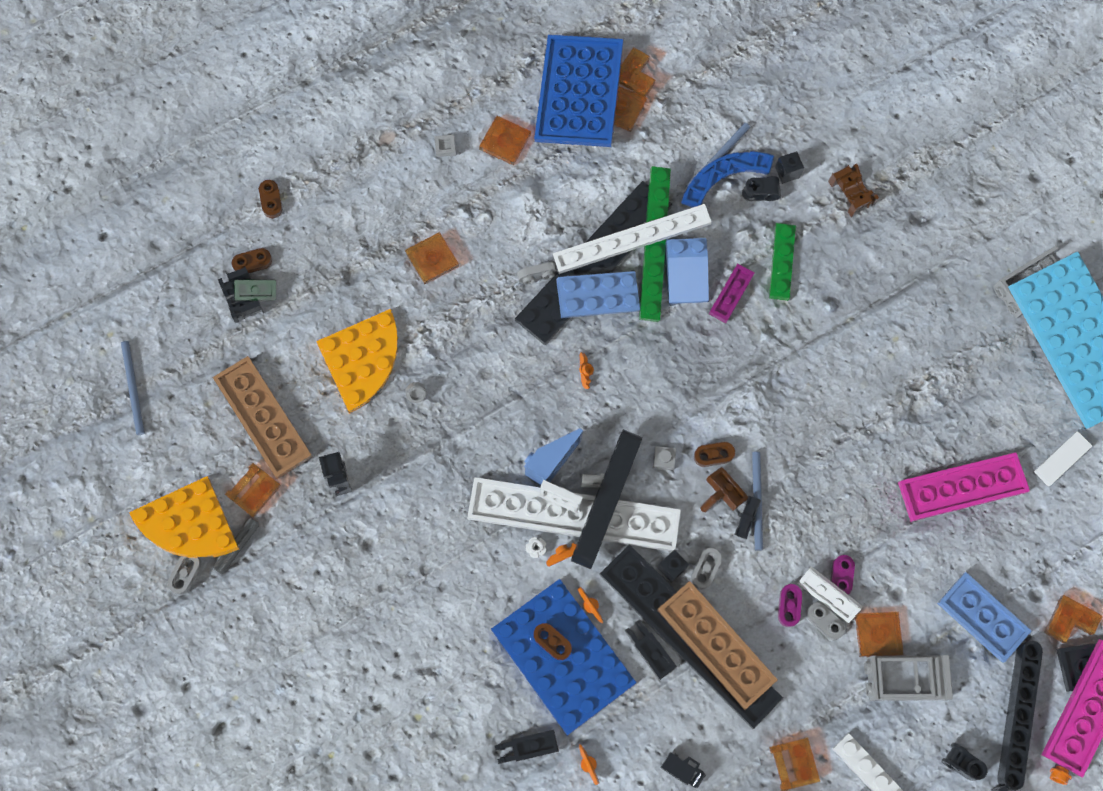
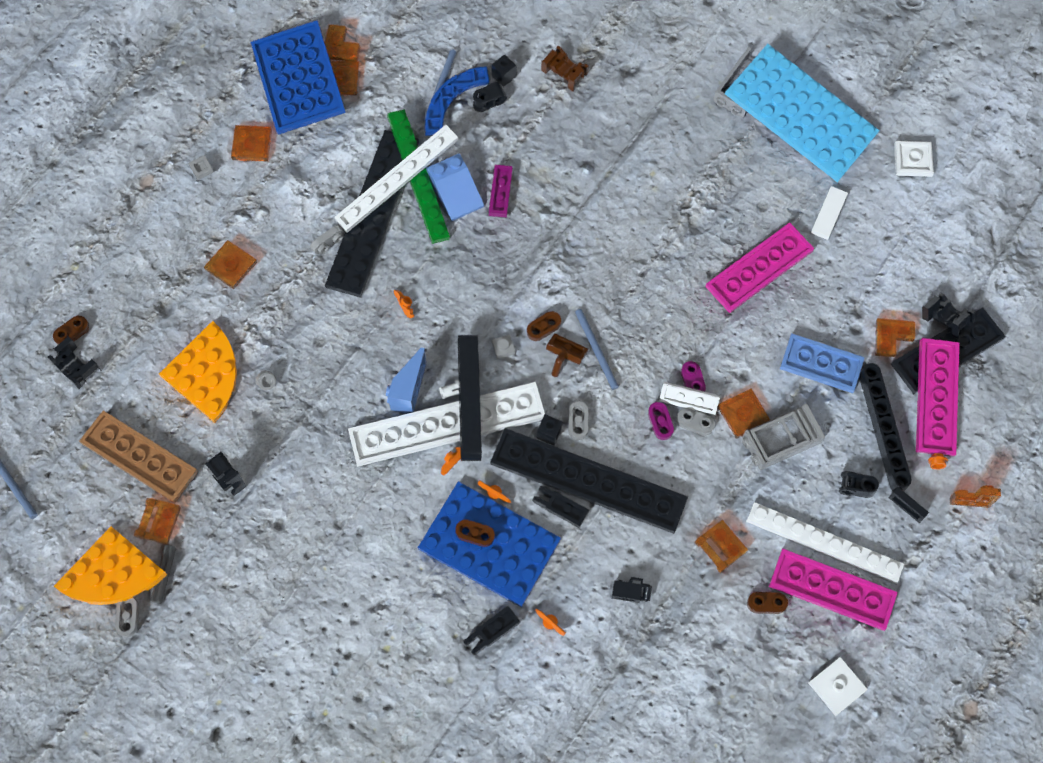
camera: 20 degrees left, 5 degrees down
(254, 289) = (85, 352): plate -> none
(270, 197) = (64, 271): reddish brown plate -> none
(535, 553) = (426, 469): white plate -> none
(560, 496) = (429, 410): white plate -> none
(598, 294) = (387, 236): medium blue plate -> none
(717, 645) = (614, 476): medium nougat plate -> none
(747, 517) = (594, 365): black pin -> none
(782, 262) = (531, 149): green plate -> none

